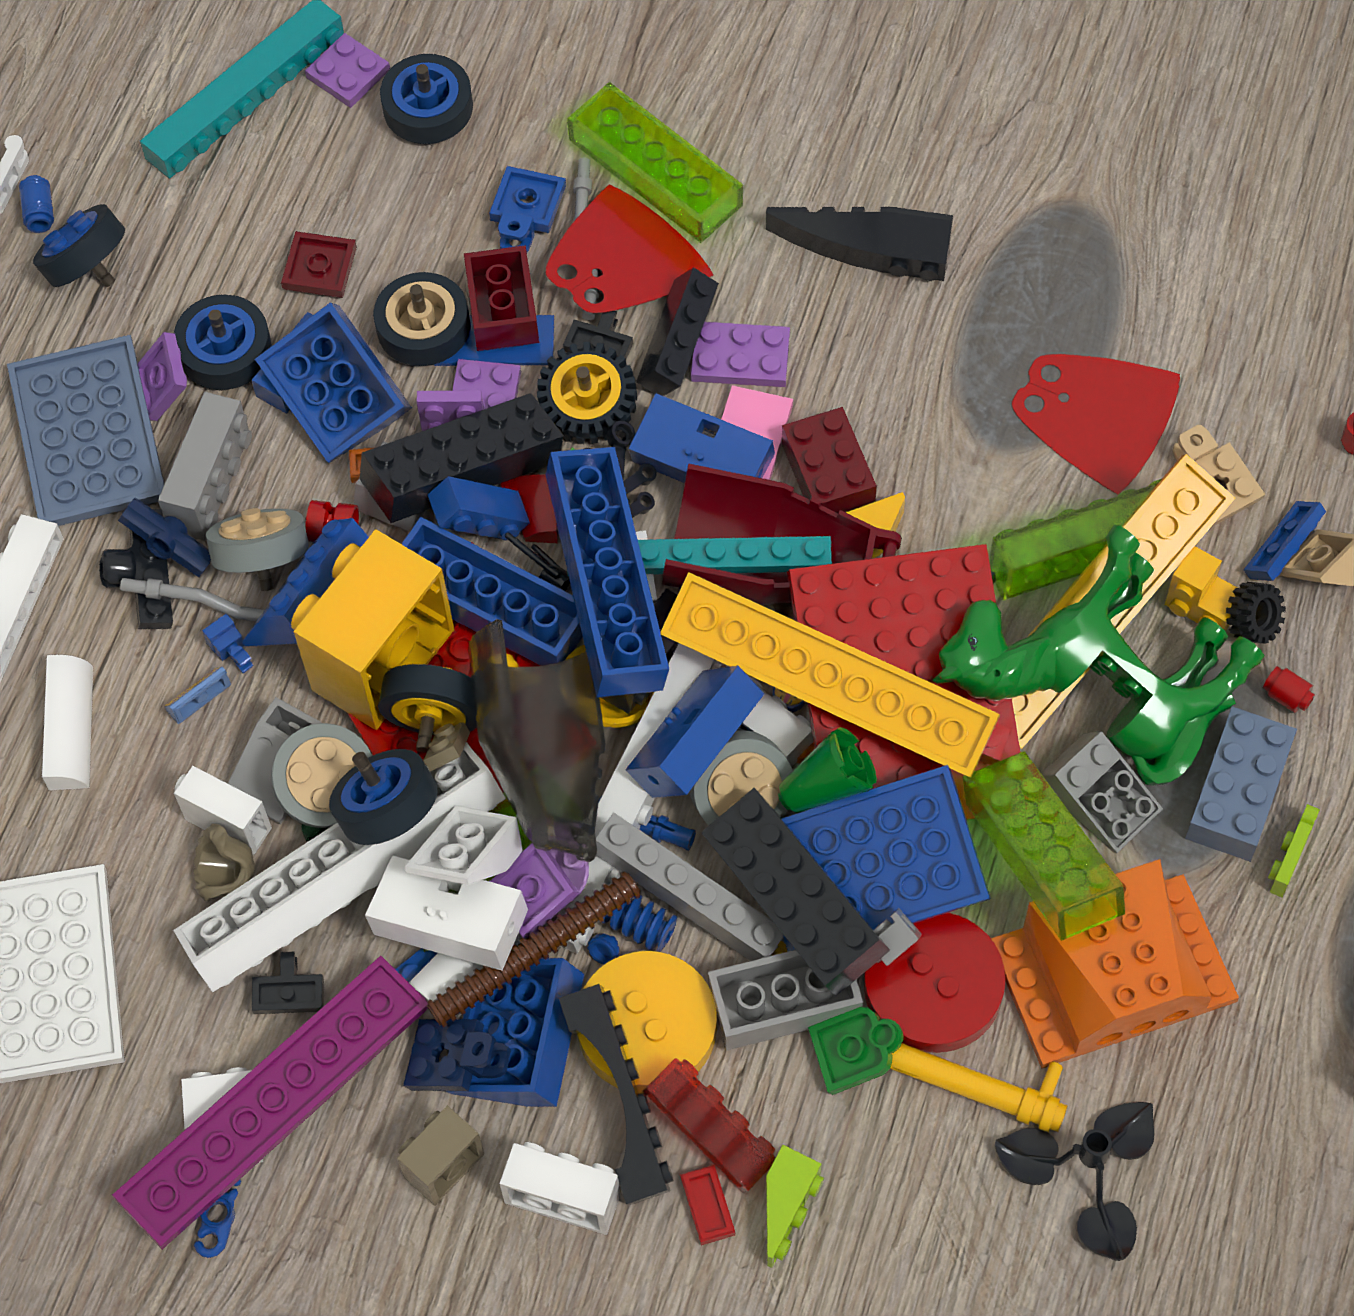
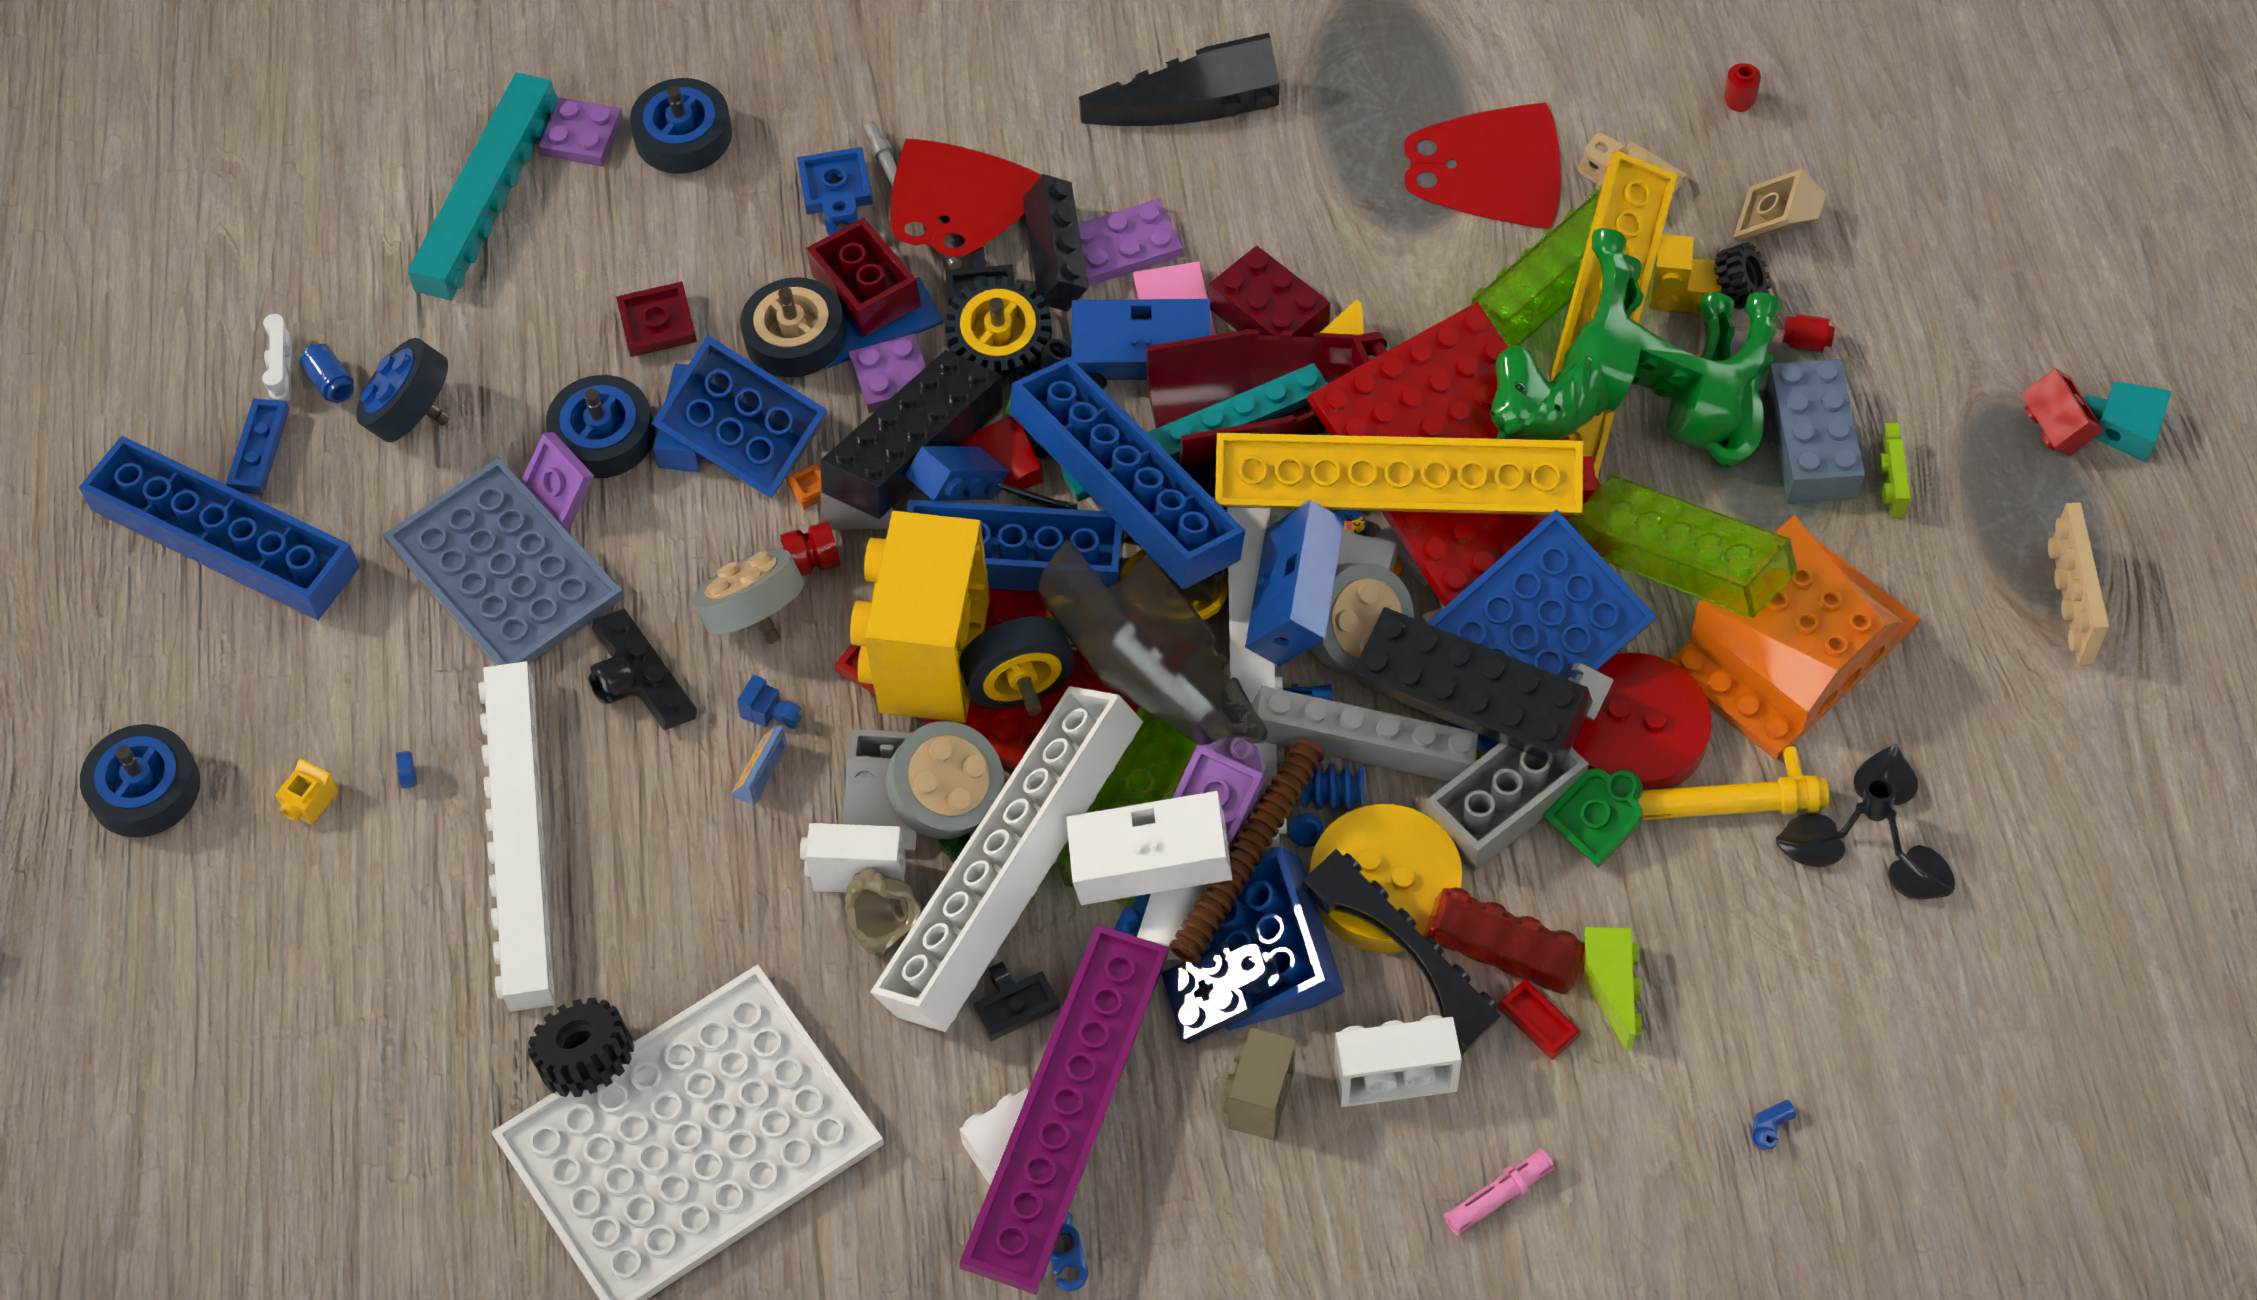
camera: 25 degrees left, 5 degrees down
(67, 723) = (641, 848): white brick -> none
(156, 588) = (666, 681): light grey bar -> none
(166, 537) = (650, 628): dark blue piece -> none
(206, 464) = (653, 546): light grey brick -> none
(309, 577) = (823, 611): blue slope -> none
(383, 796) = (1028, 764): black wheel -> none
(445, 406) = (868, 393): medium lavender plate -> none
(446, 745) = (1058, 696): dark tan plate -> none
(468, 847) = (1141, 771): white slope -> none
(655, 162) = (944, 98): clear neon green brick -> none
(828, 774) = (1444, 569): green cone -> none
(1102, 790) = (1692, 476): light grey slope -> none
(1284, 541) = (1728, 206): blue plate -> none

